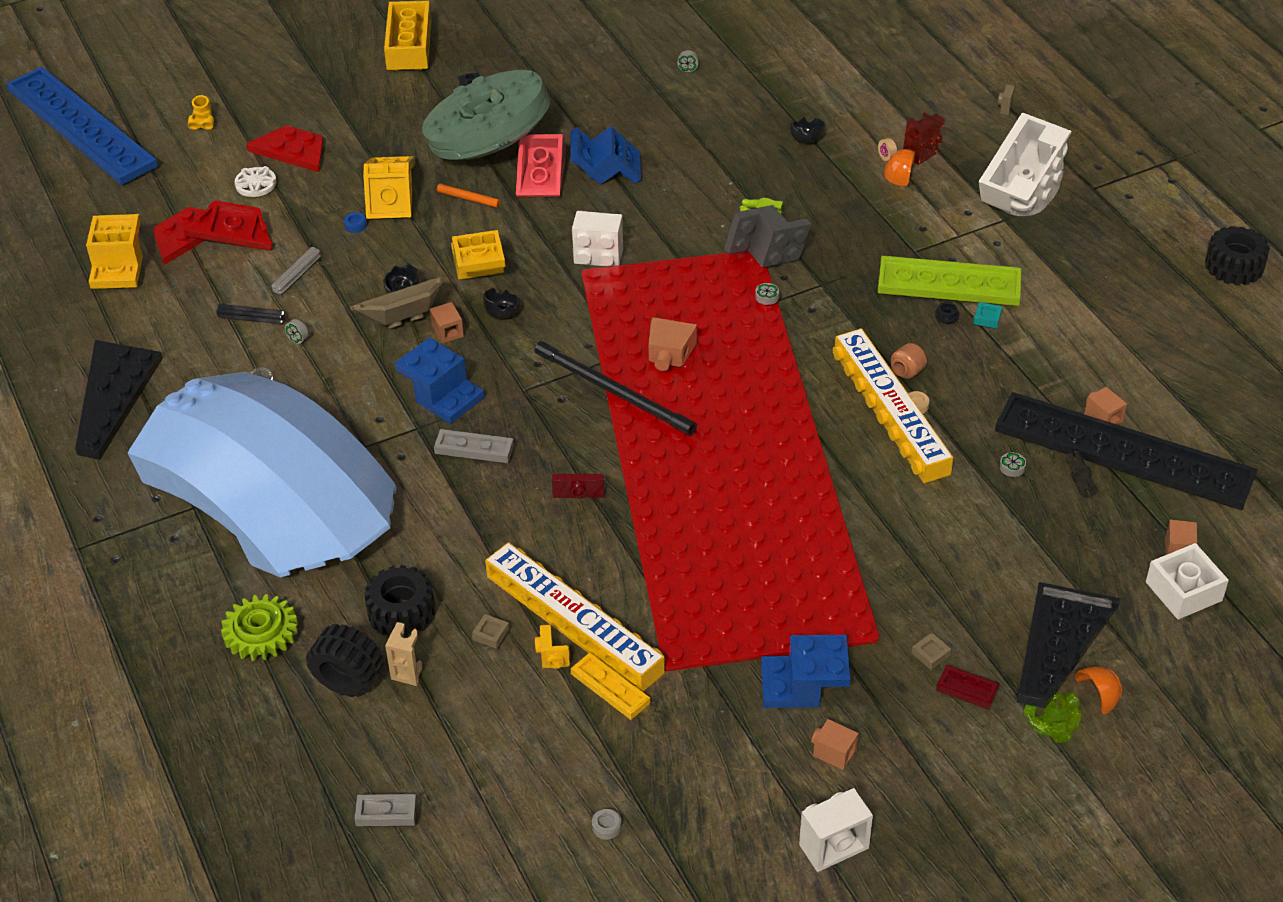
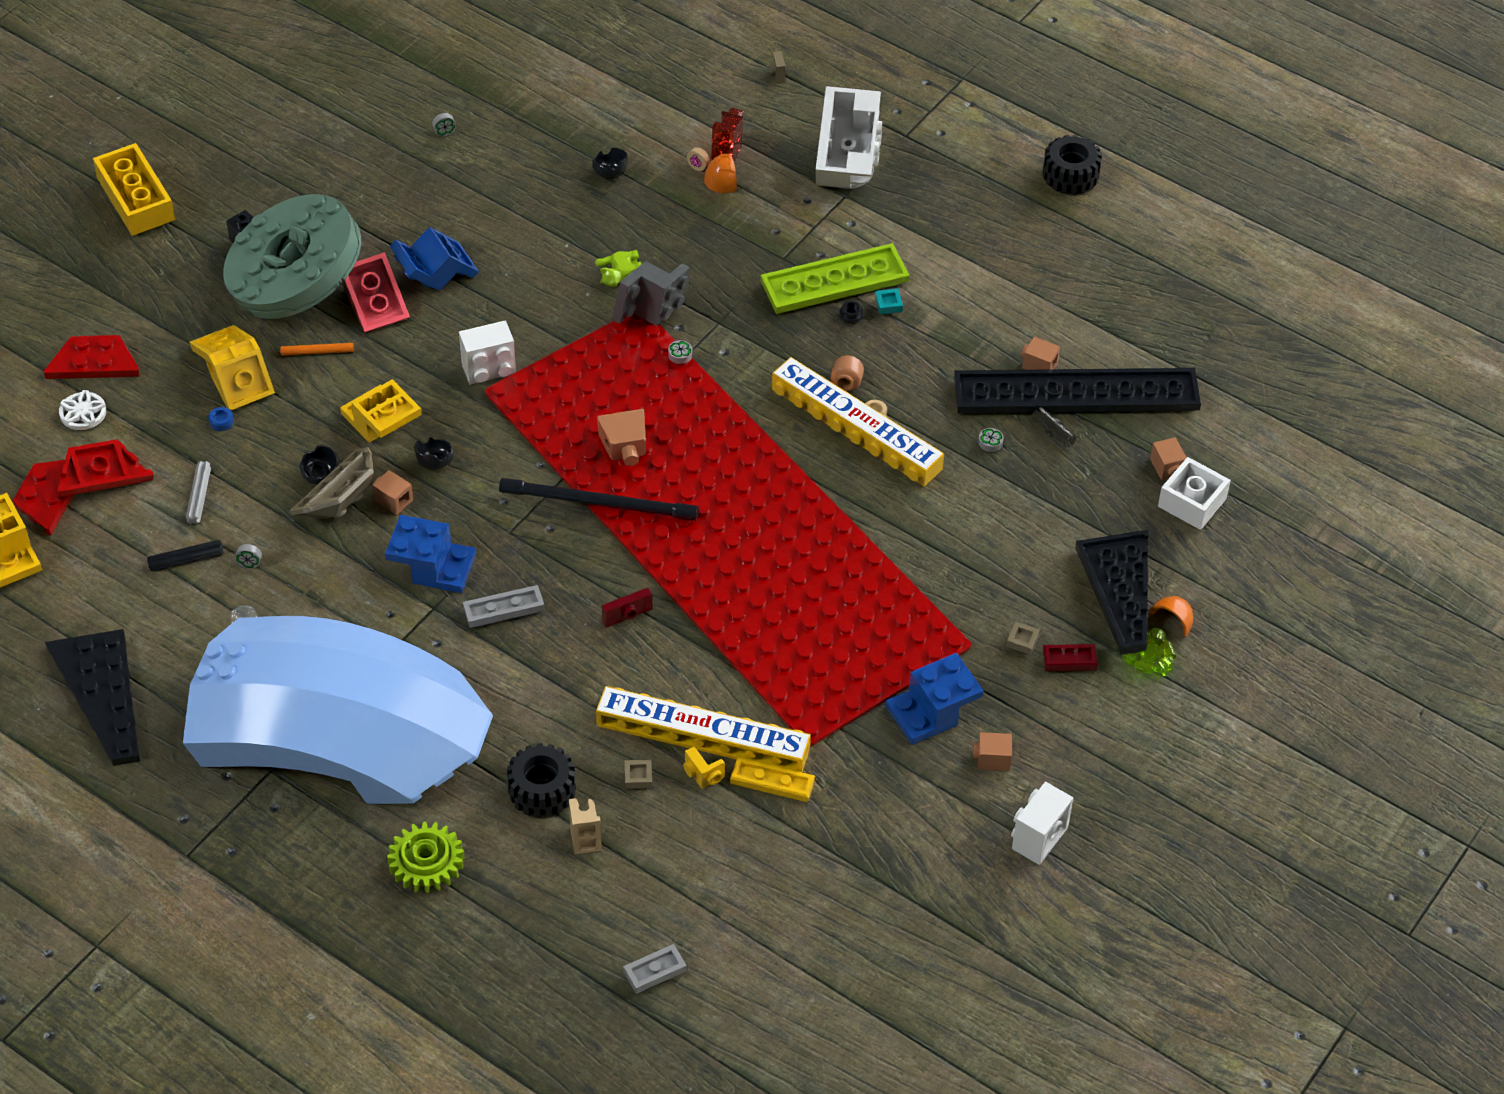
camera: 30 degrees left, 5 degrees up
(345, 660) = (536, 853): black tyre -> none
(606, 824) = (847, 899): light grey tile -> none

